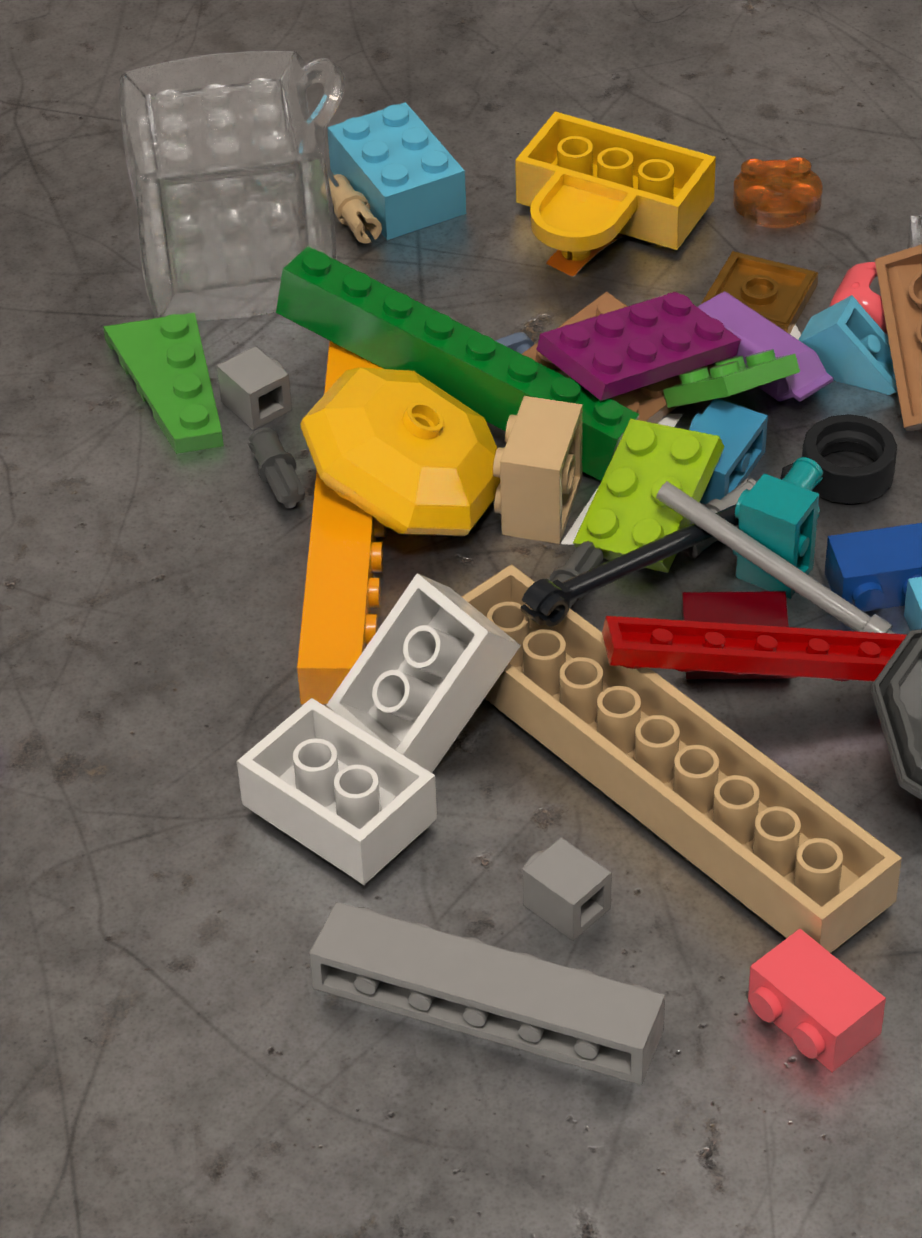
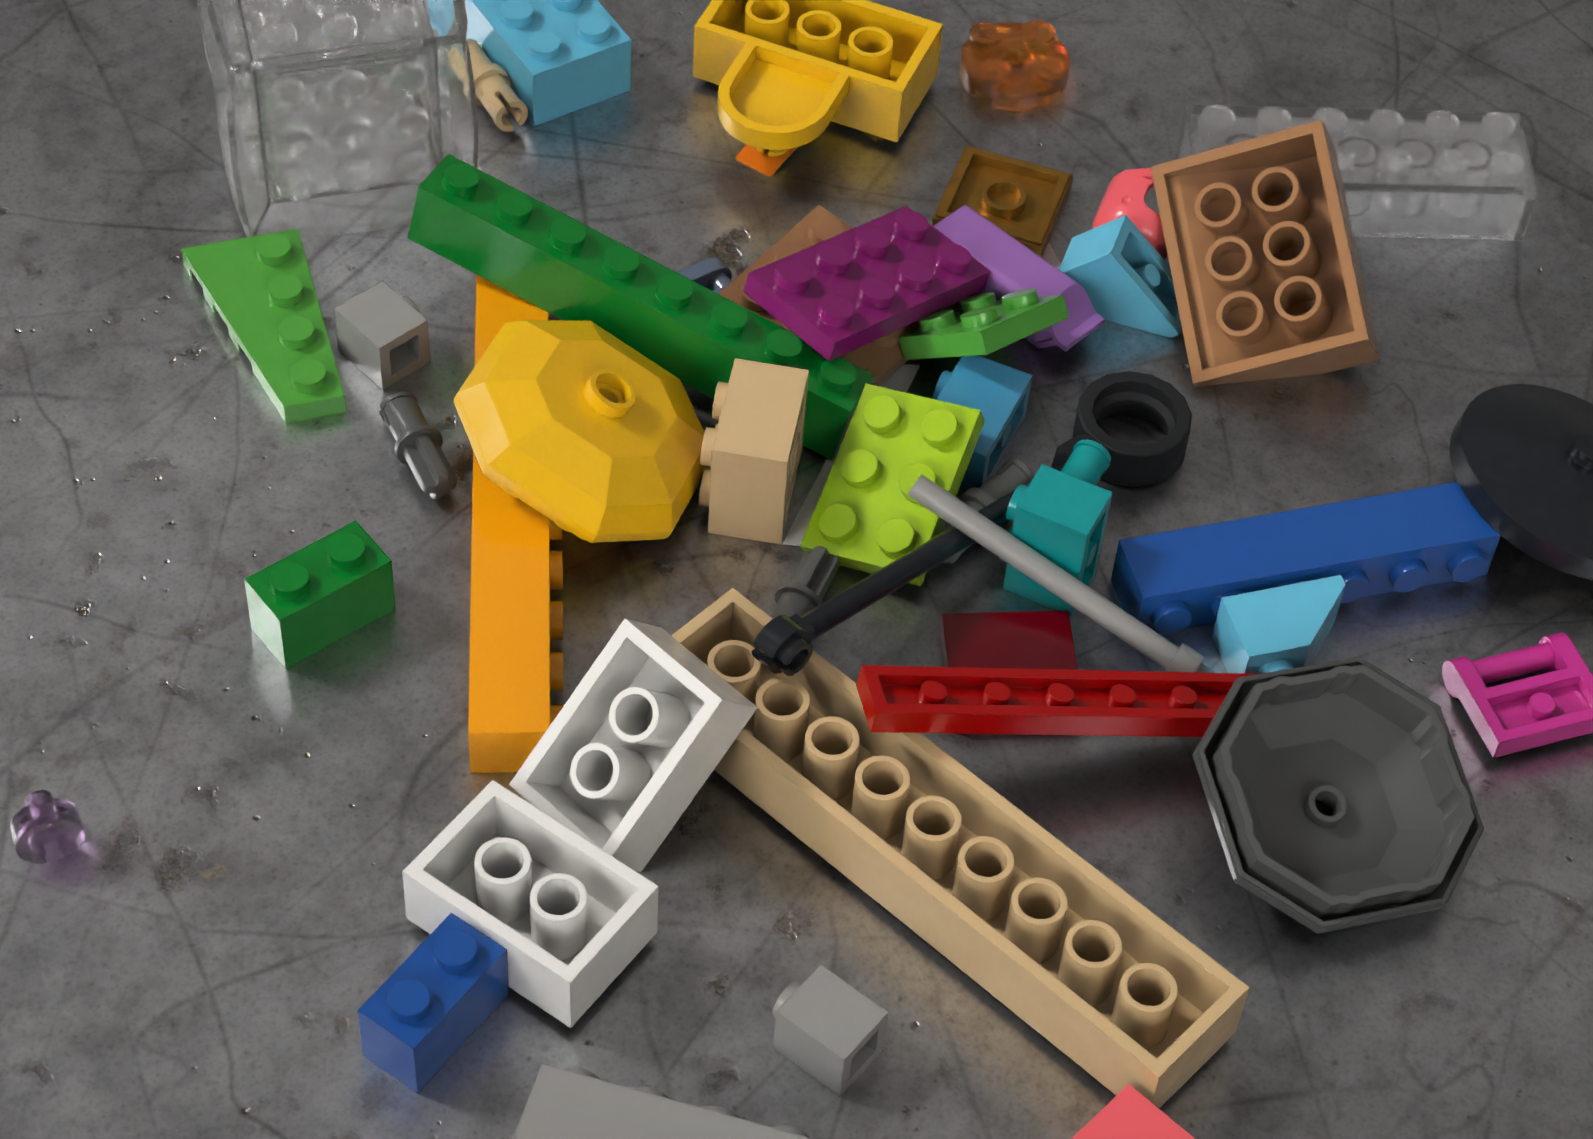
camera: 10 degrees left, 5 degrees up
(191, 571) = (320, 594): none -> green brick
(257, 860) = (433, 1002): none -> blue brick

